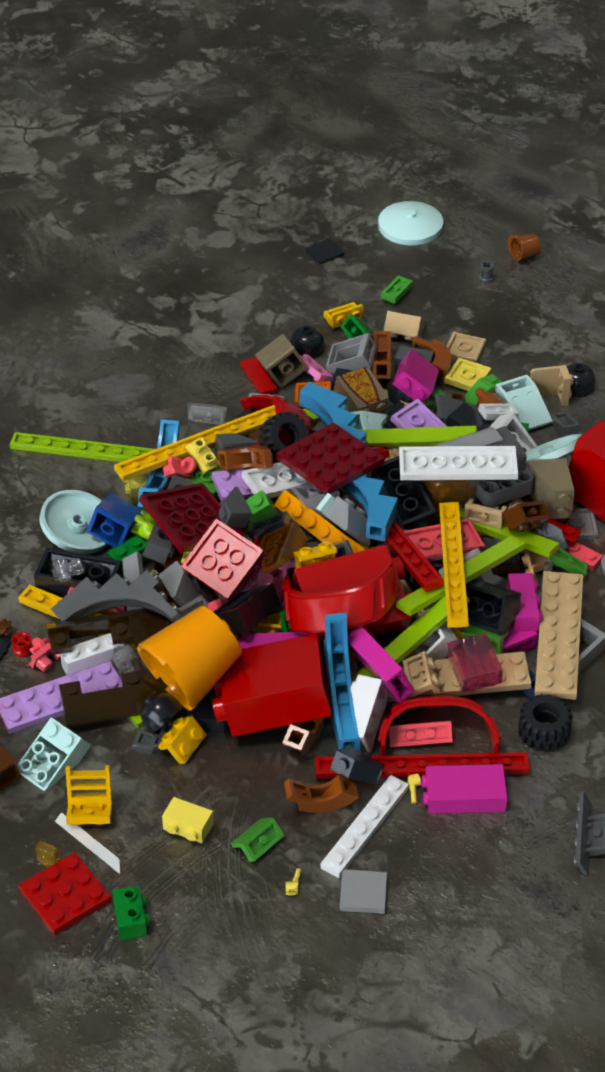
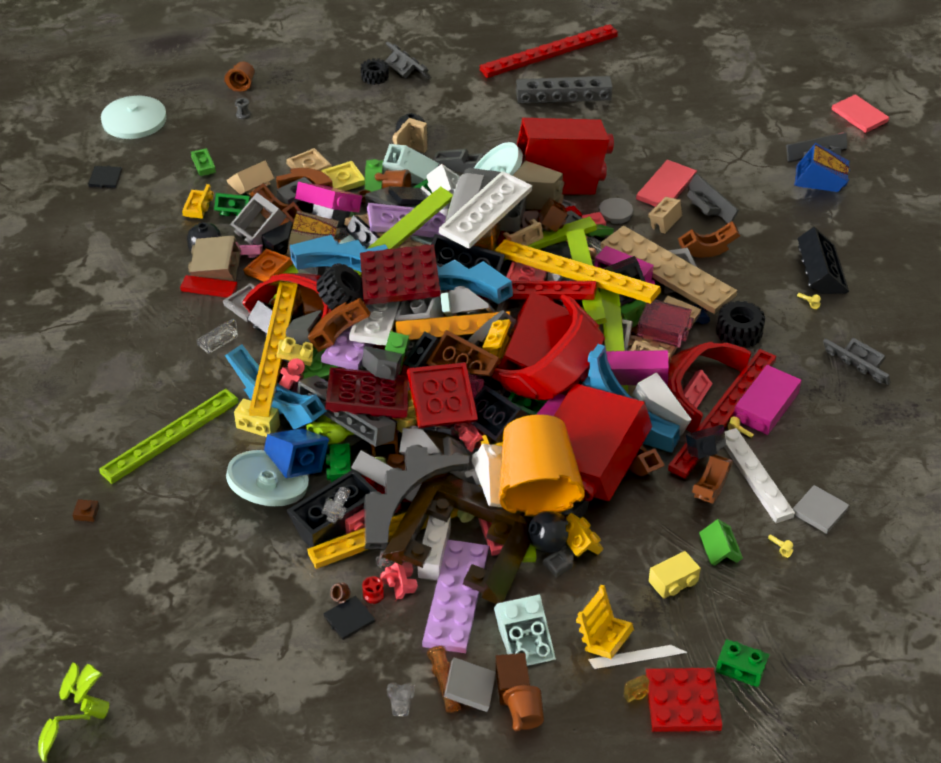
camera: 55 degrees left, 0 degrees up
(123, 658) = (461, 527): clear plate -> none
(493, 411) = (413, 177): white plate -> none

